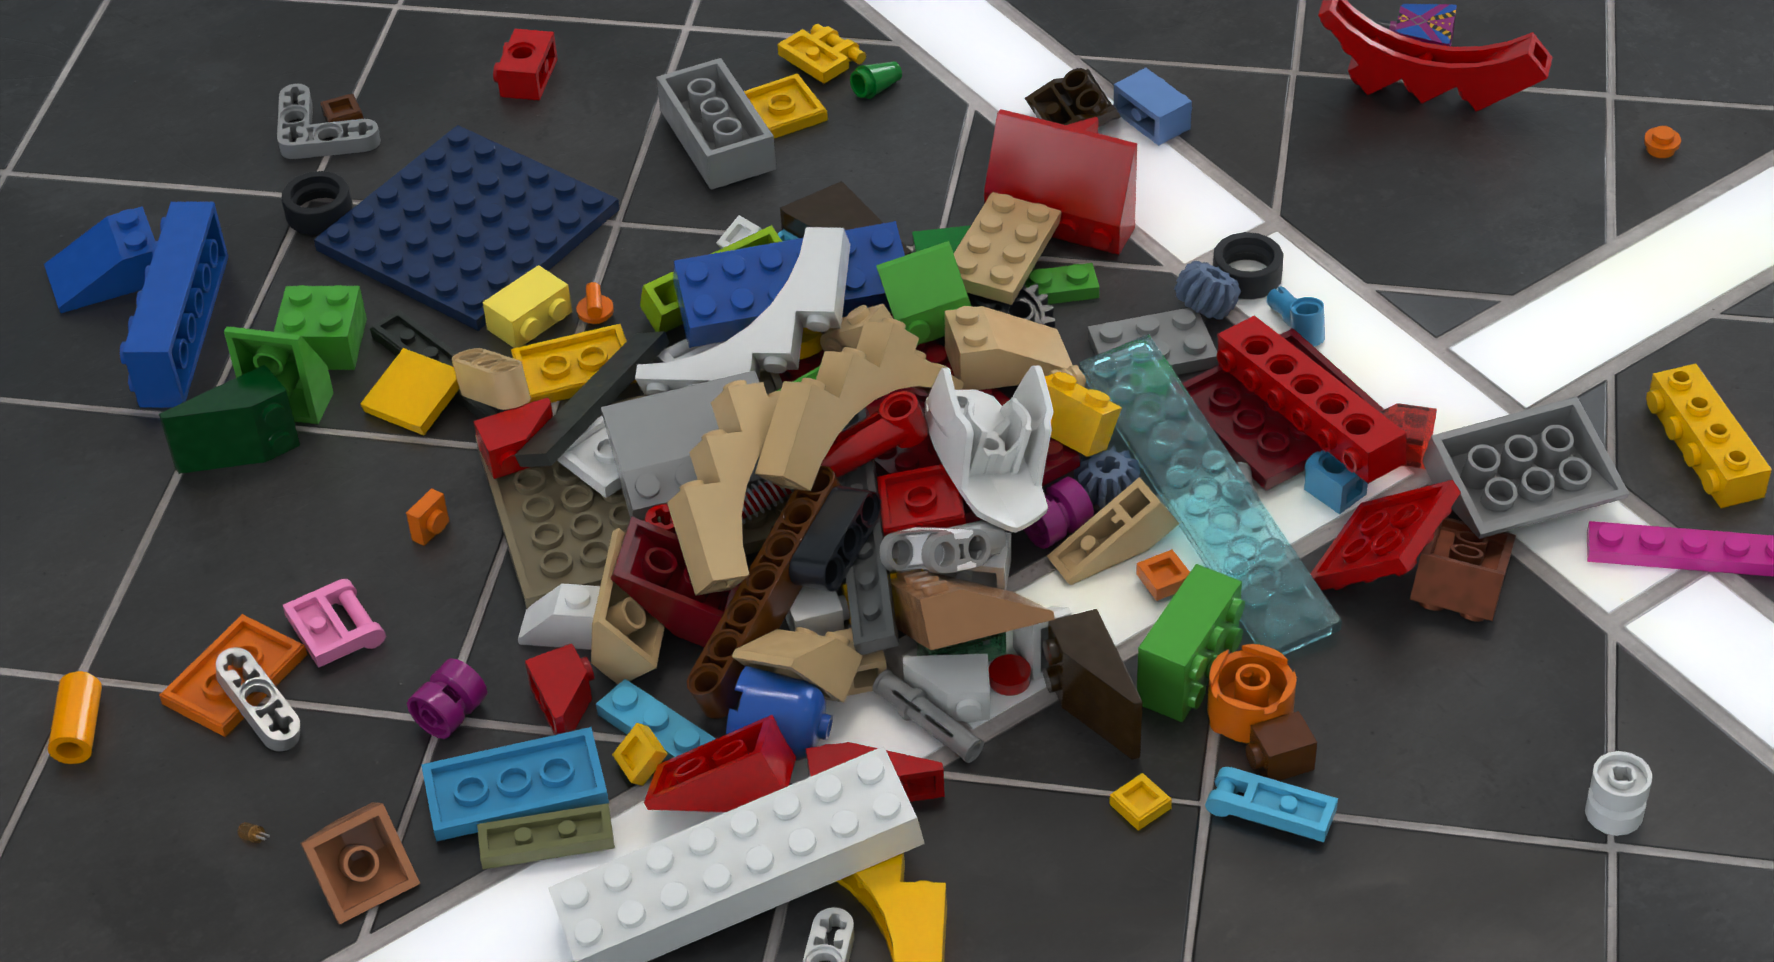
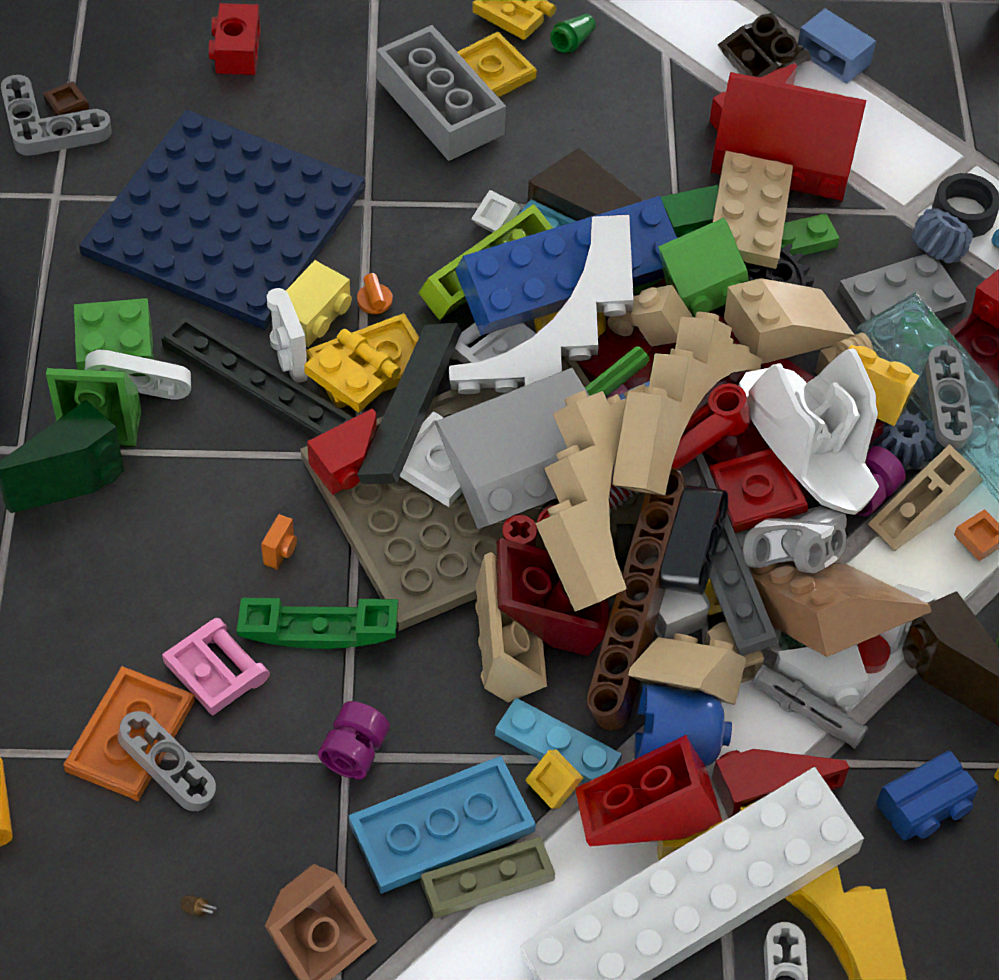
camera: 15 degrees left, 10 degrees up
(313, 186) = (69, 185): black tyre -> none
(342, 368) = (171, 382): none -> white beam
(412, 391) = (225, 404): yellow tile -> none
(443, 599) = (317, 627): none -> green slope
(486, 323) = (287, 335): none -> white plate
(491, 378) = (309, 392): tan beam -> none
(544, 375) = (346, 378): none -> yellow plate
(561, 617) = (440, 639): white slope -> none
(561, 686) = (458, 715): red slope -> none
(1025, 809) = (927, 796): none -> blue brick
(1144, 420) = (954, 382): none -> light grey beam

